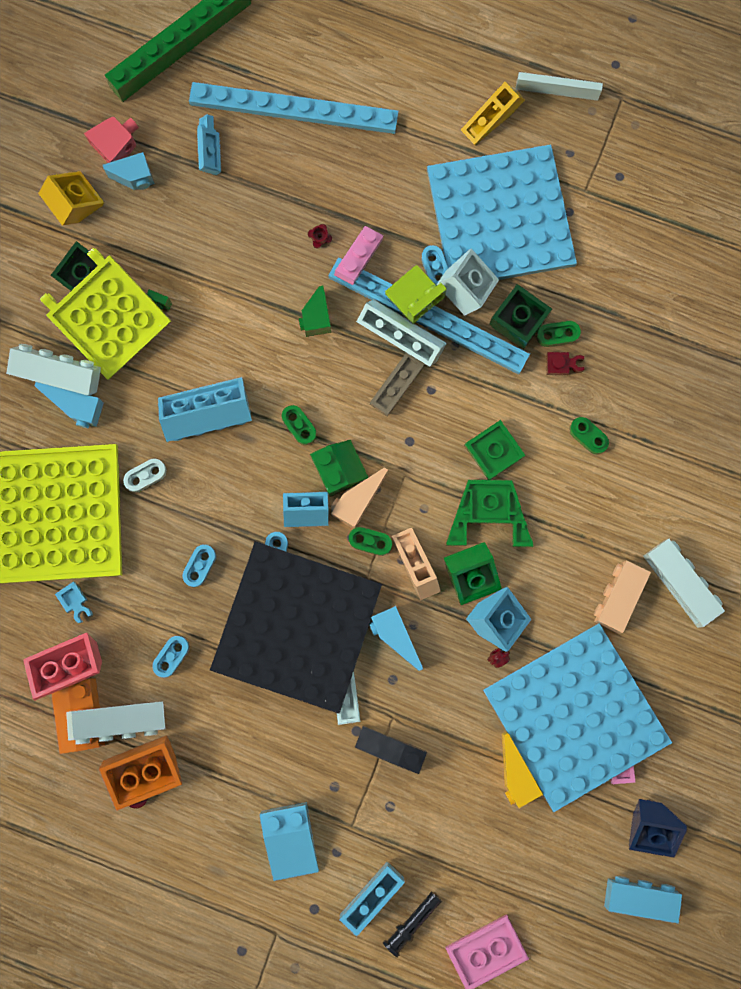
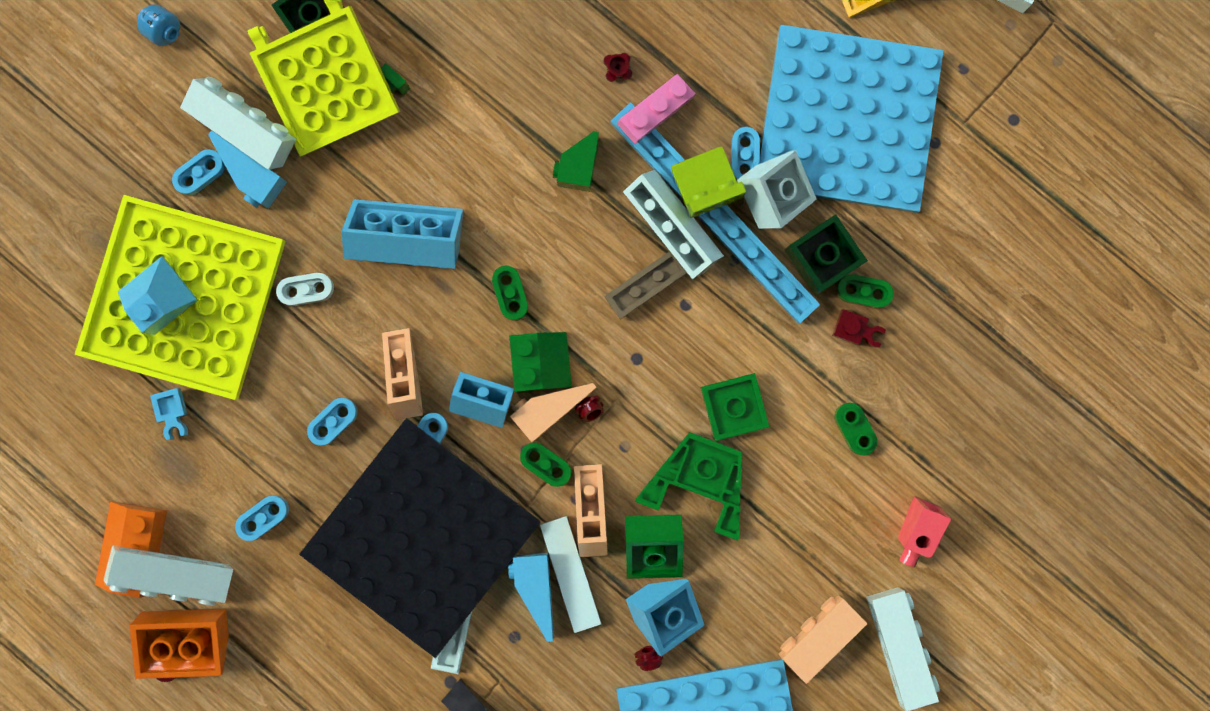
camera: 20 degrees right, 5 degrees up
(34, 416) = (198, 170): none -> medium azure plate
(35, 518) = (156, 297): none -> medium azure slope
(62, 665) = (129, 487): coral slope -> none
(239, 512) = (401, 375): none -> light nougat slope
(388, 488) = (590, 408): none -> dark red plate
(418, 616) = (570, 574): none -> light aqua tile
(665, 482) = (927, 523): none -> coral torso

